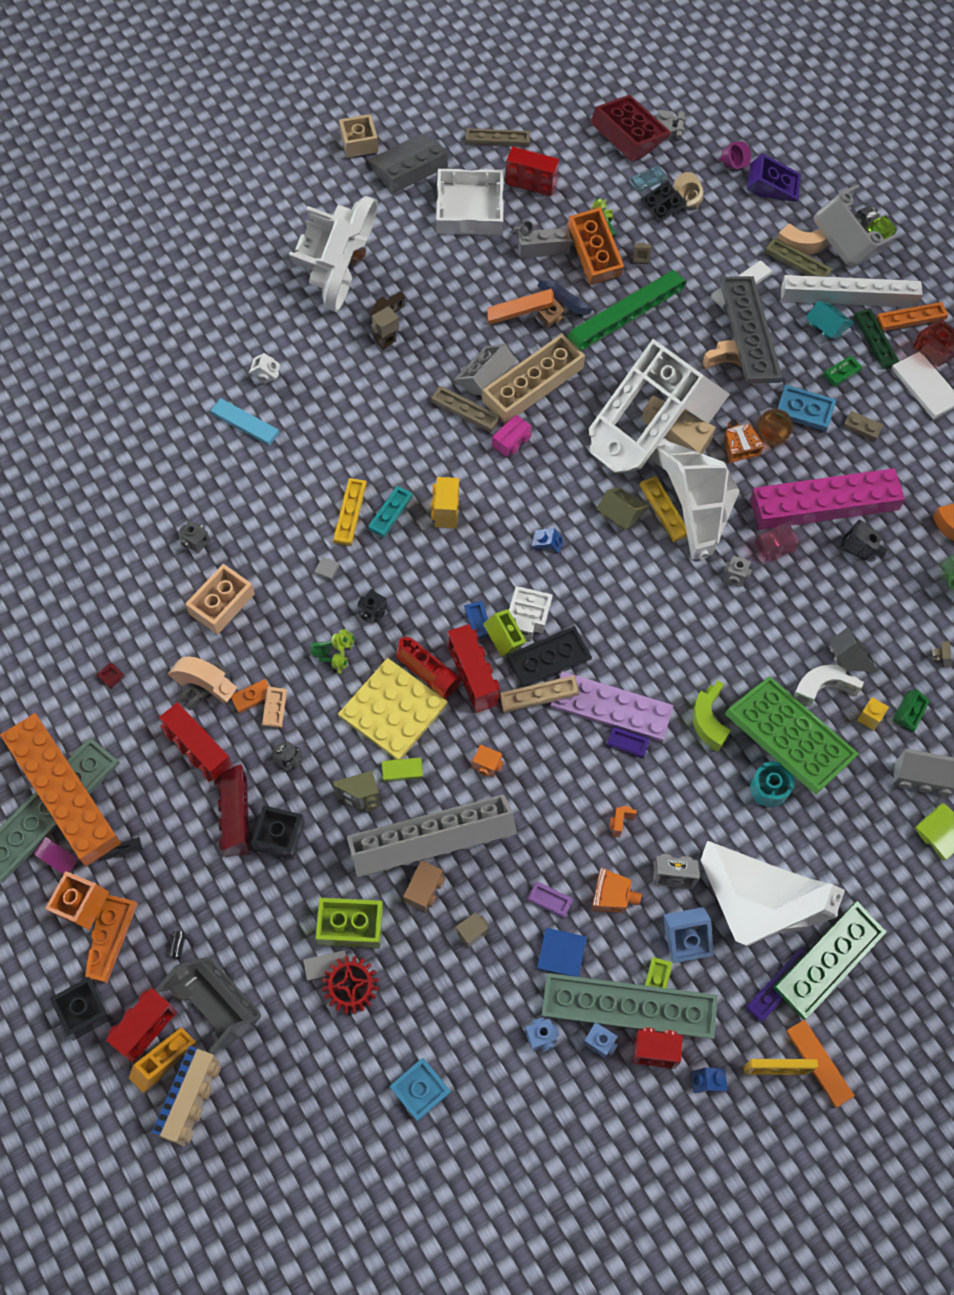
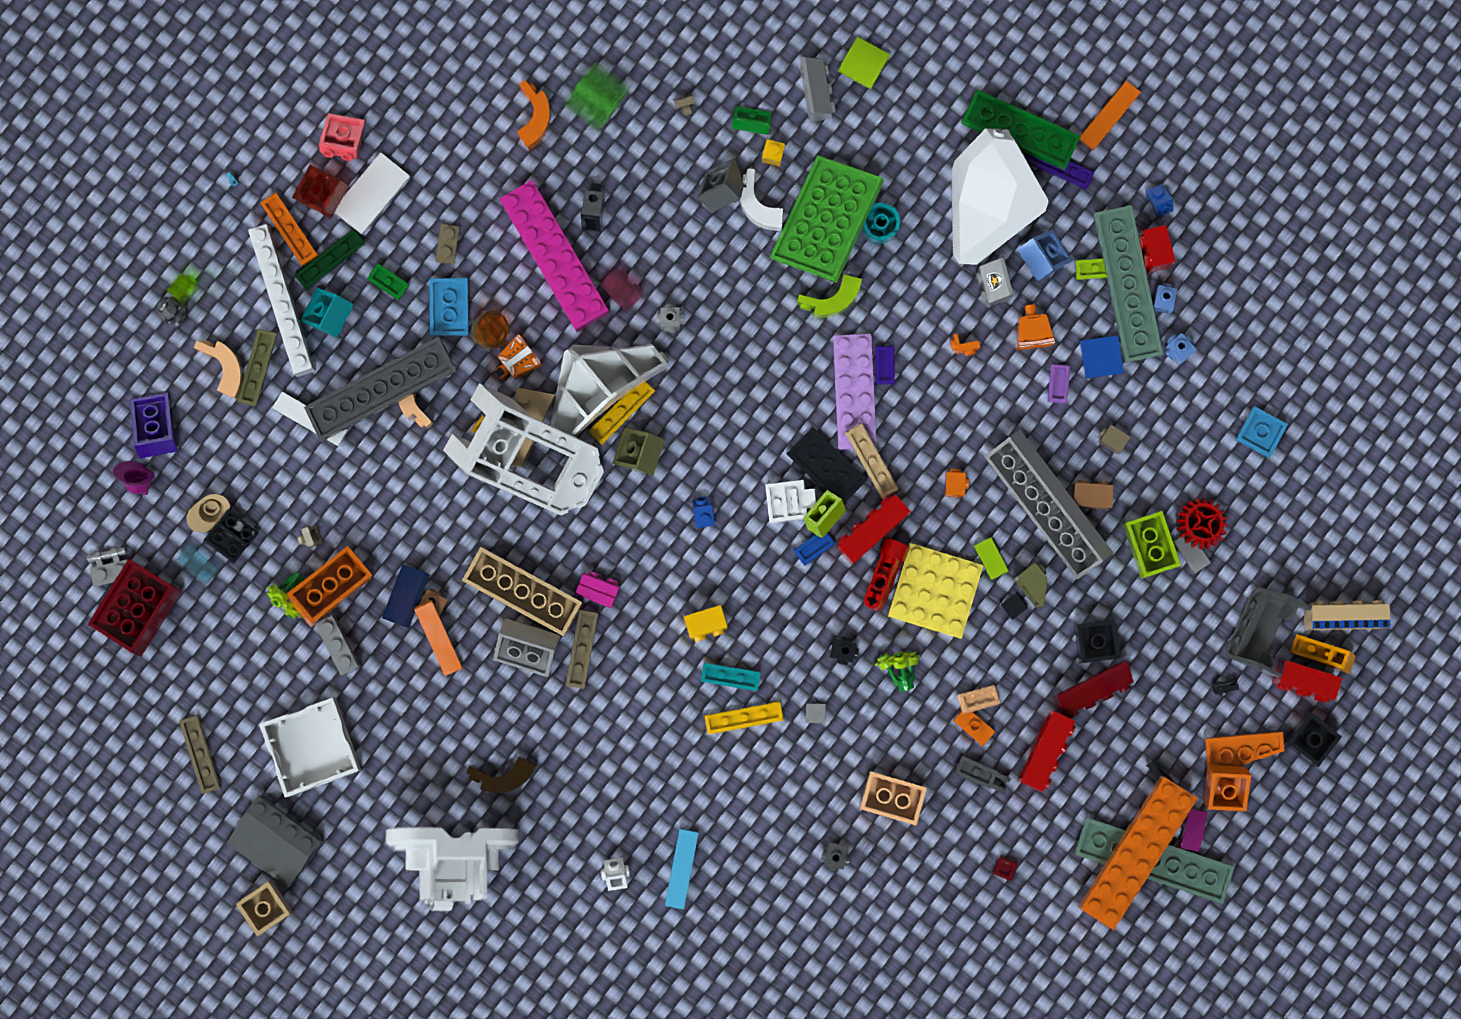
camera: 110 degrees left, 20 degrees up
(203, 674) = (980, 777): light nougat arch -> none
(287, 755) = (1020, 666): dark grey head -> none
(346, 770) = (1013, 606): none -> black tile
(385, 322) = (519, 769): dark tan brick -> none
(528, 225) = (338, 670): dark grey hinge -> none
(531, 171) = (247, 693): red brick -> none
(626, 310) = (401, 524): green beam -> none
(780, 1066) = (1131, 145): yellow tile -> none
(846, 233) = (212, 329): light grey windscreen -> none

